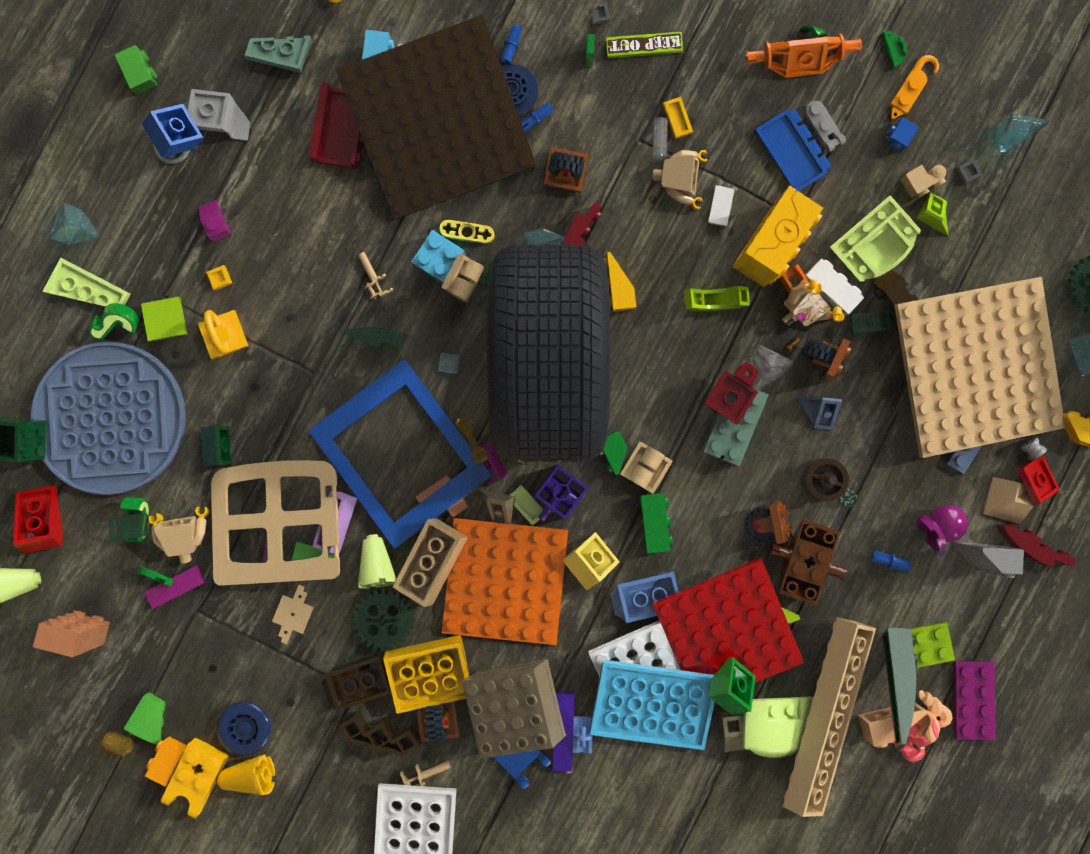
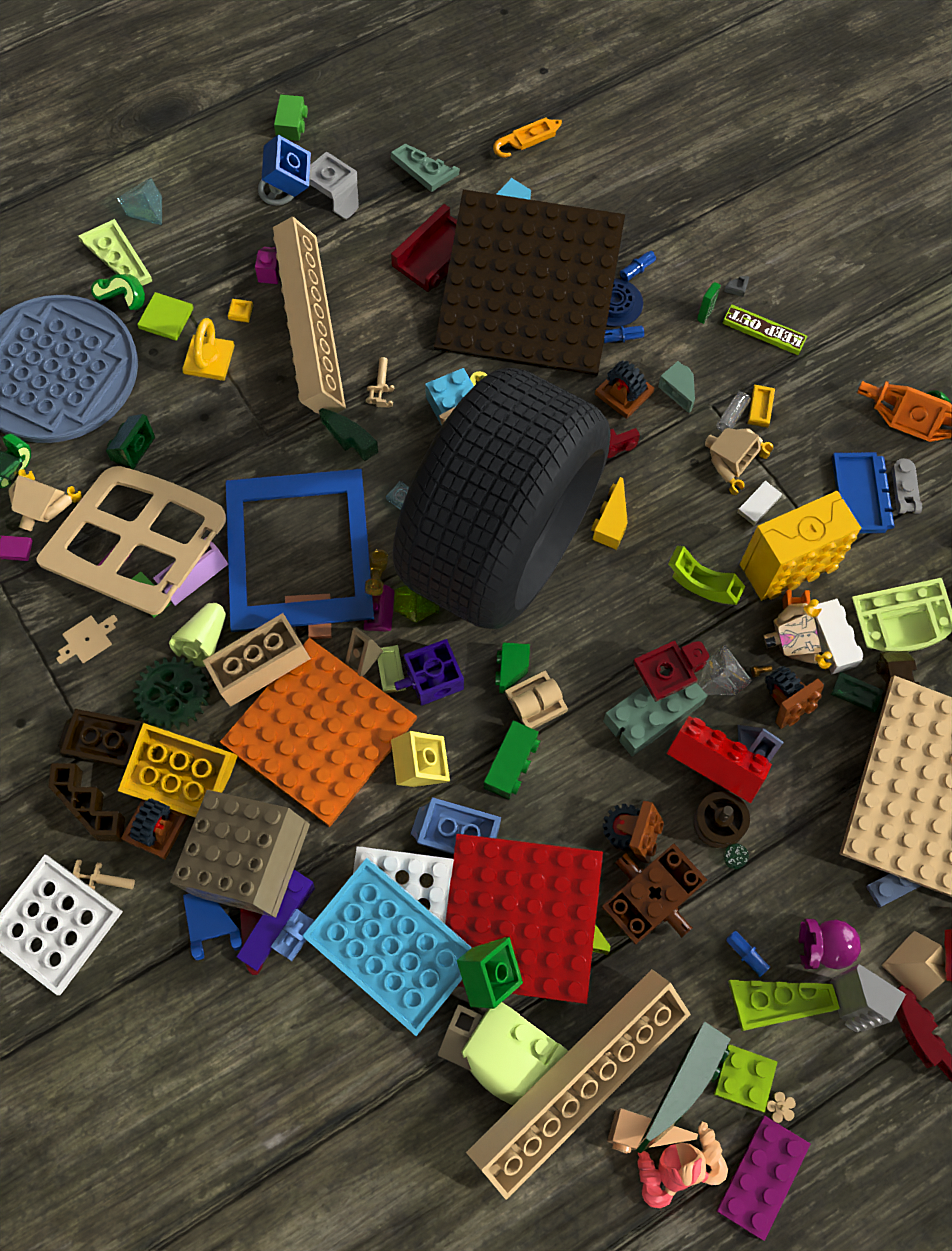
camera: 30 degrees right, 20 degrees down
(280, 256) = (308, 317): none -> tan brick
(606, 139) = (679, 385): none -> sand green slope
(802, 437) = (720, 758): none -> red piece
(929, 581) = (777, 1002): none -> lime wing
(963, 649) = (781, 1107): none -> tan plant

